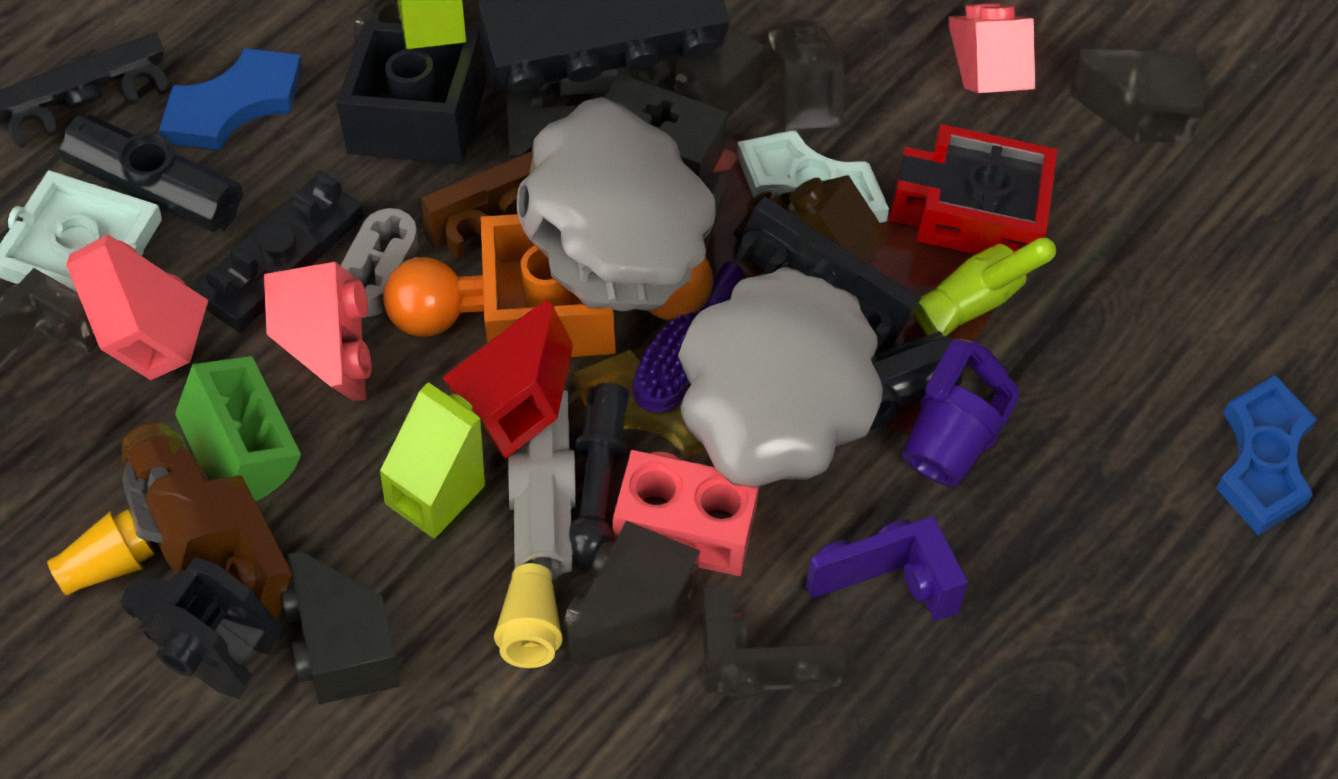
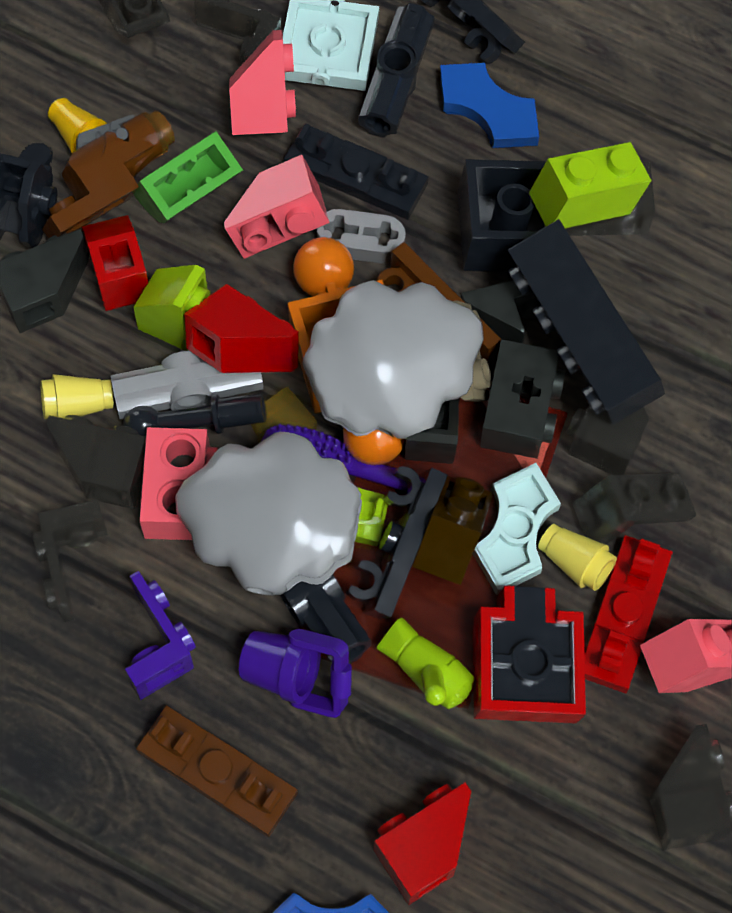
camera: 80 degrees right, 10 degrees up
(342, 522) = (116, 261): none -> red slope
(860, 129) = (578, 556): none -> light yellow cone
(915, 102) = (626, 613): none -> red plate
(1063, 537) = (217, 771): none -> reddish brown plate
(1181, 332) = (425, 847): none -> red slope

